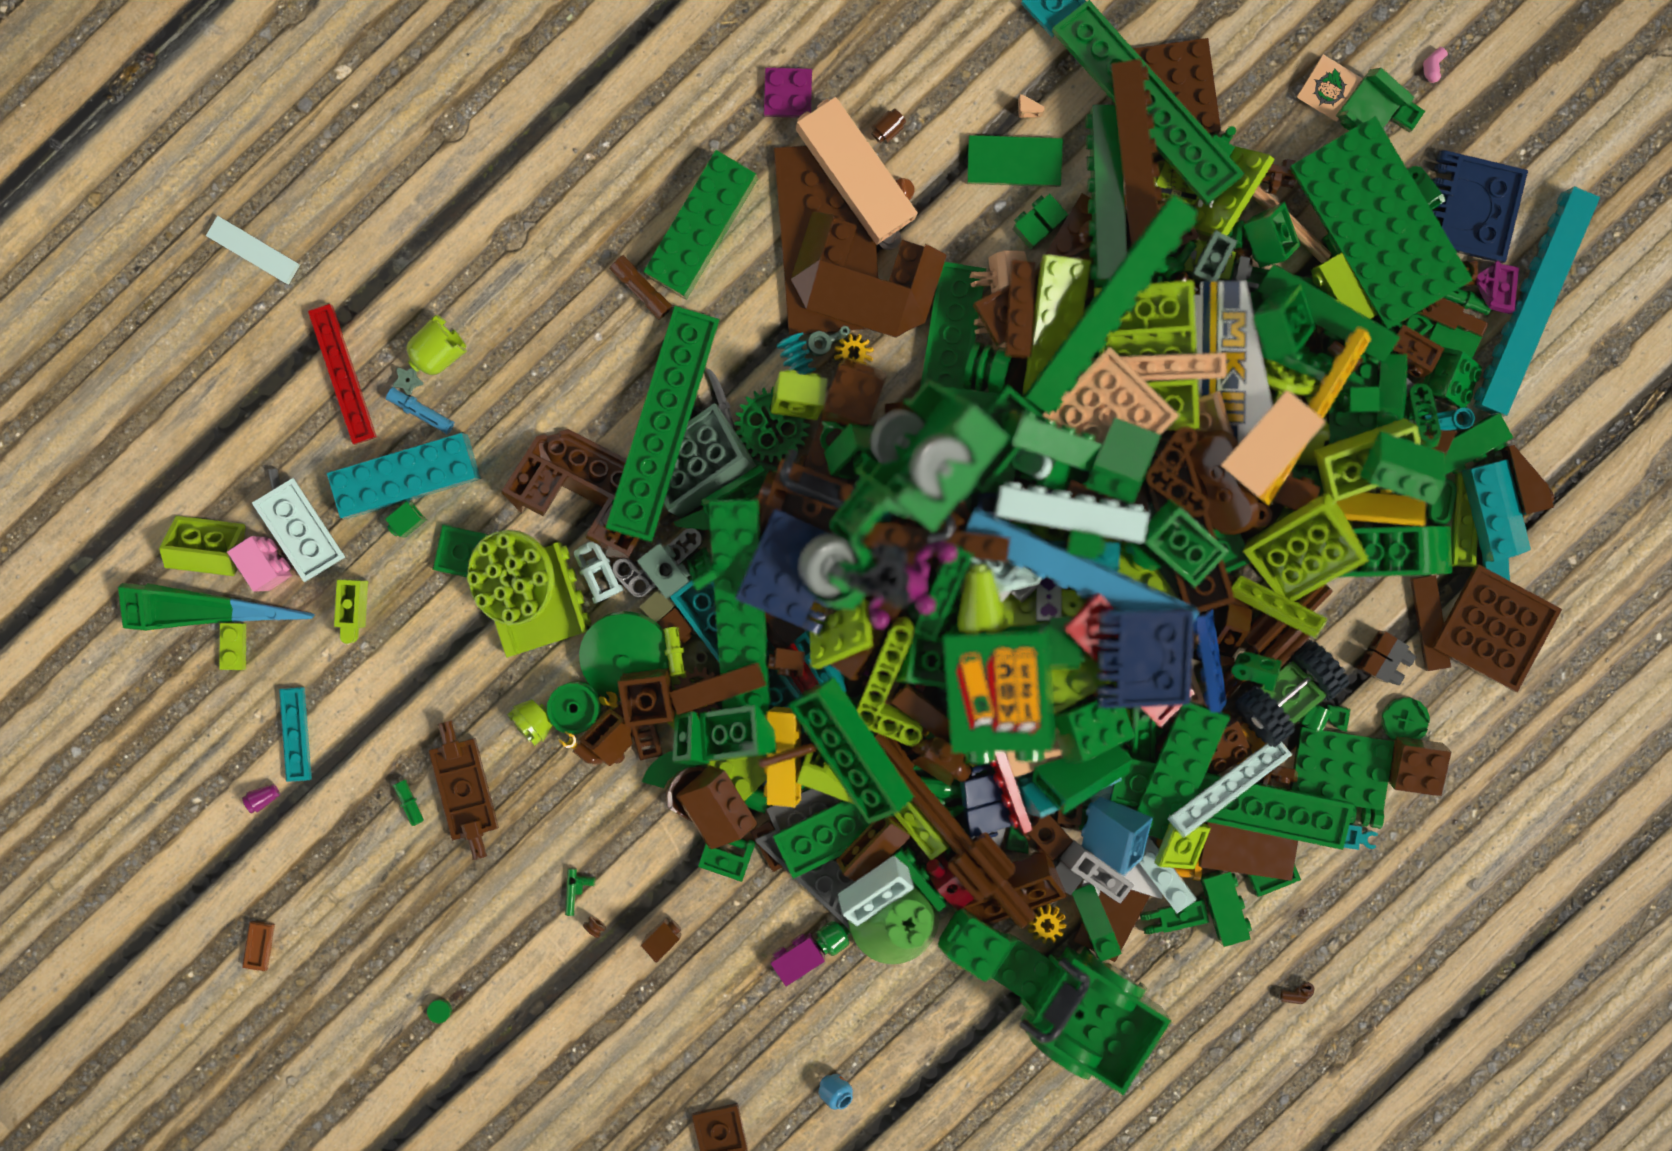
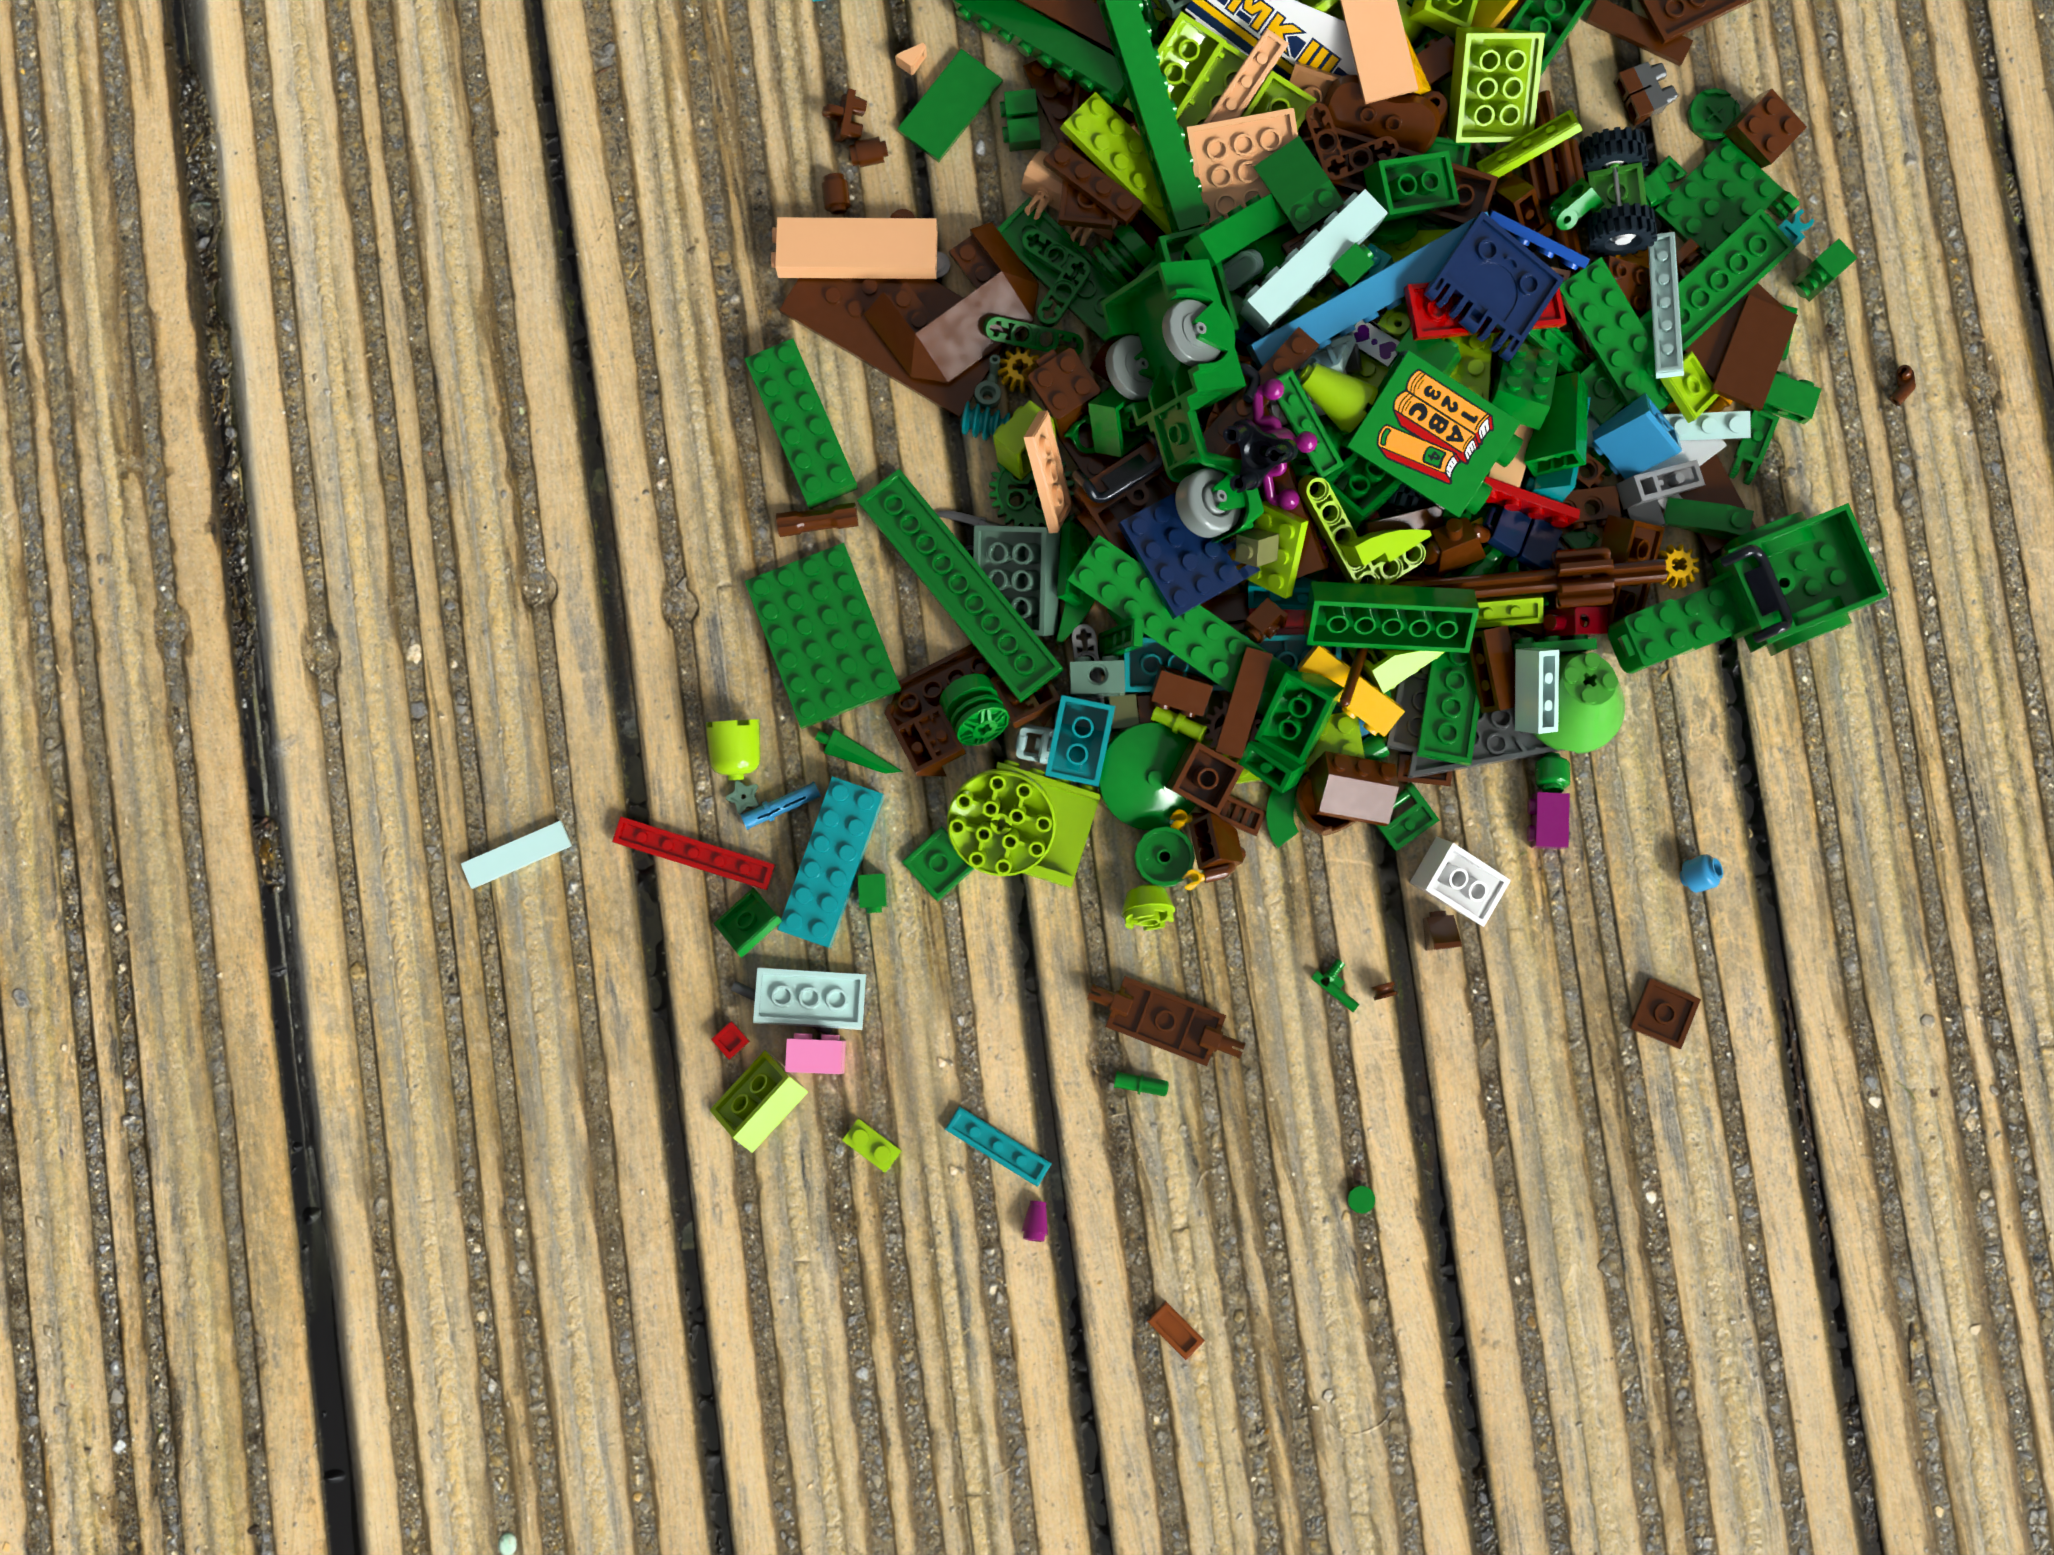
camera: 55 degrees left, 5 degrees down
(166, 607) = (789, 1179): green plate -> none
(232, 495) = (730, 1040): none -> red plate
(319, 448) = (747, 922): none -> green tile
(350, 608) = (918, 1001): lime brick -> none
(494, 429) = (849, 750): none -> green bar
(561, 352) = (822, 635): none -> green plate
(578, 499) = (974, 709): none -> green wheel
(610, 590) = (1080, 740): none -> teal slope
(696, 637) = (1181, 691): none -> reddish brown brick
(709, 925) = (1460, 881): none -> white slope
(782, 429) = (1048, 471): none -> light nougat tile
(787, 92) = (737, 262): magenta plate -> none
(828, 622) = (1256, 547): none -> olive brick
(887, 344) = (1034, 333): none -> green beam
(898, 710) = (1382, 545): none -> slope
(936, 127) = (868, 152): none -> reddish brown brick
(949, 331) = (1063, 268): none -> green beam
(961, 87) = (842, 114): none -> reddish brown hips
(1241, 873) = (1754, 353): none -> reddish brown tile
(1339, 882) = (1824, 270): none -> green brick

